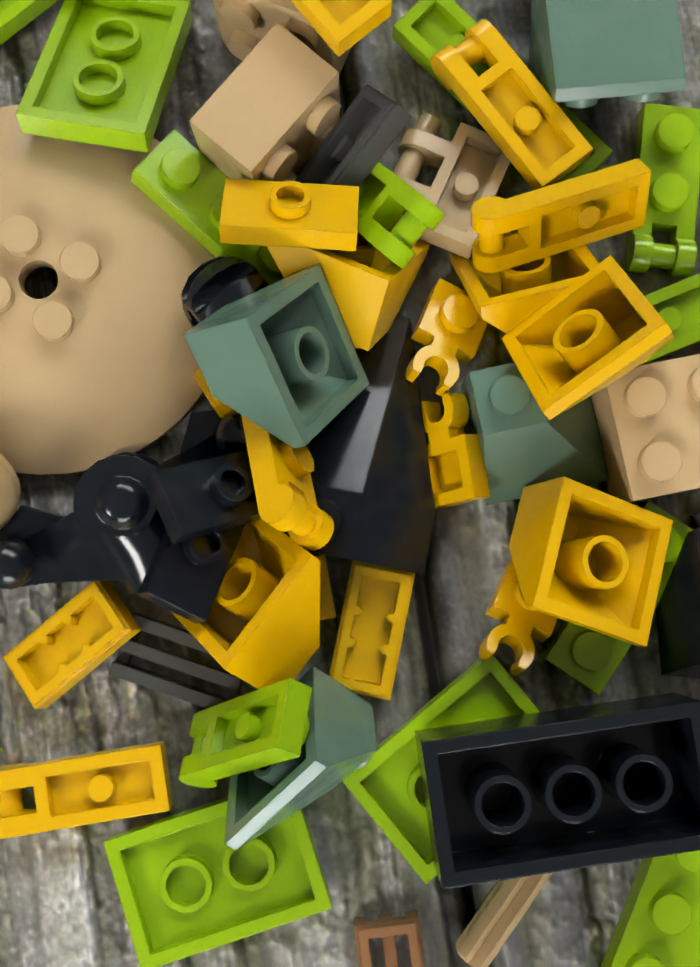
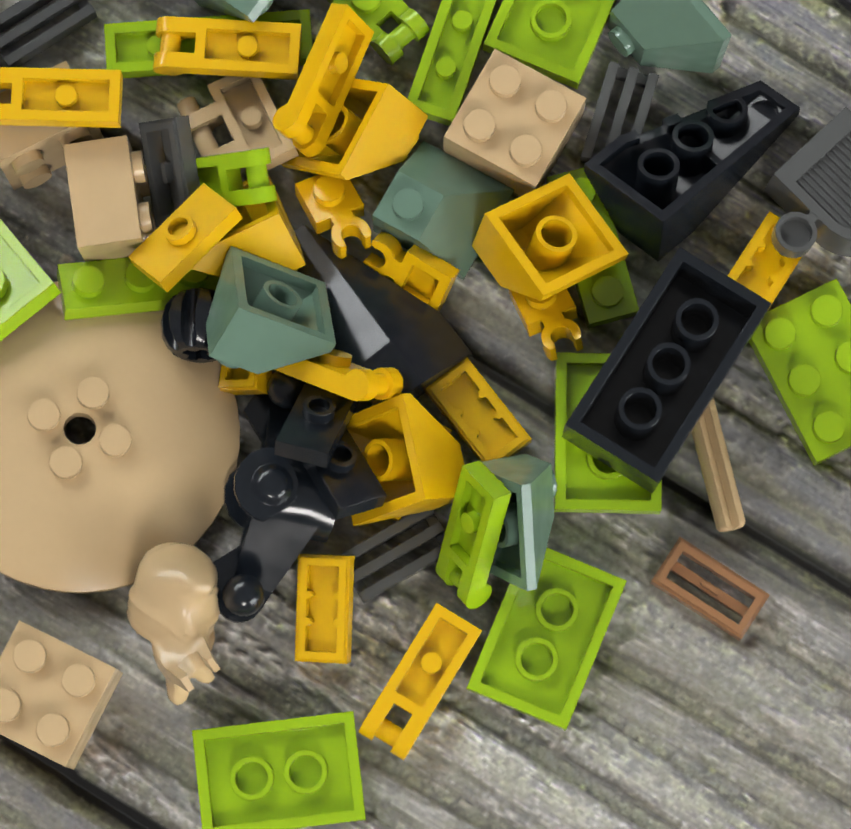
camera: 50 degrees left, 5 degrees down
(586, 338) = (413, 130): yellow slope -> none

